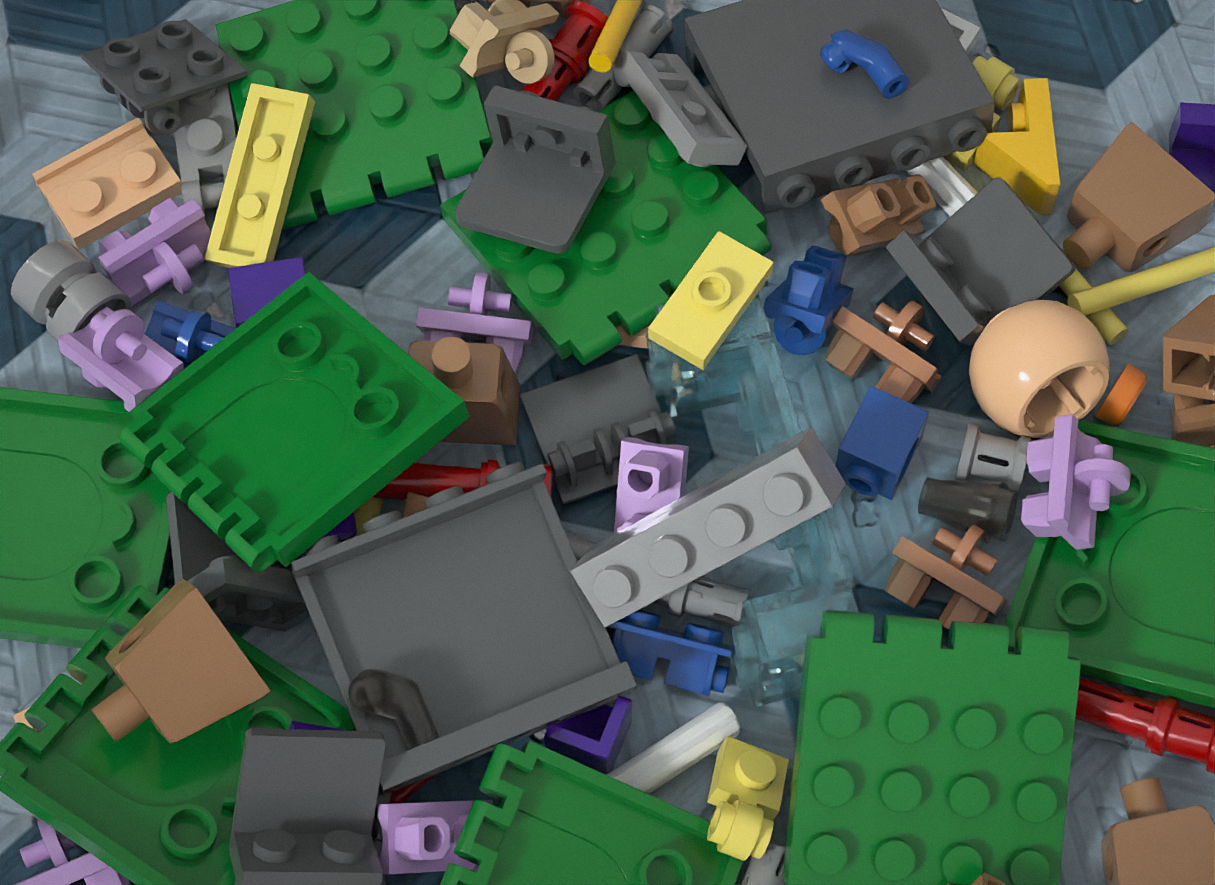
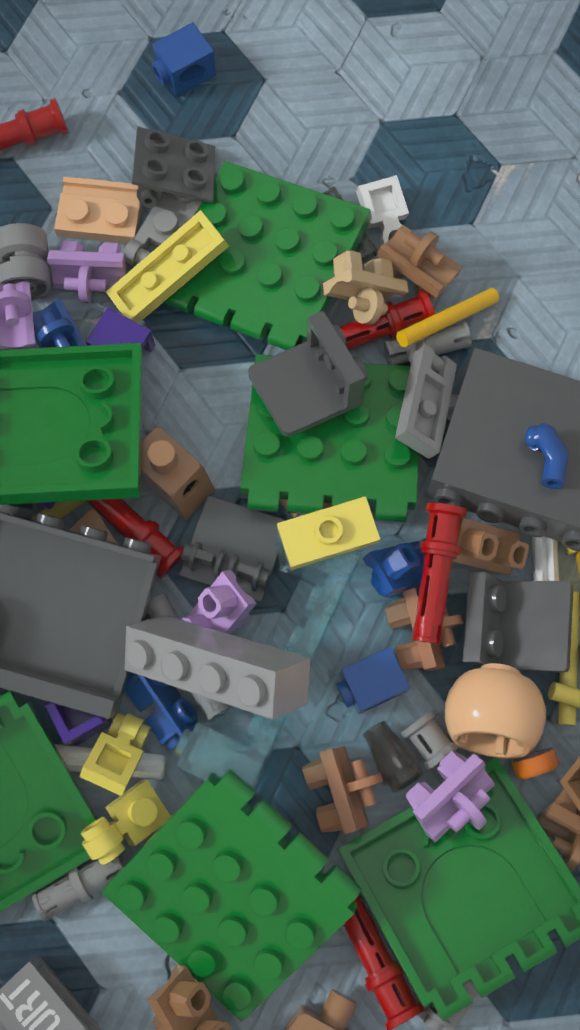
camera: 40 degrees right, 10 degrees up
(476, 325) = (199, 430): lavender hips -> none
(671, 732) = (116, 754): none -> light yellow plate
(839, 240) = (439, 552): none -> red pin

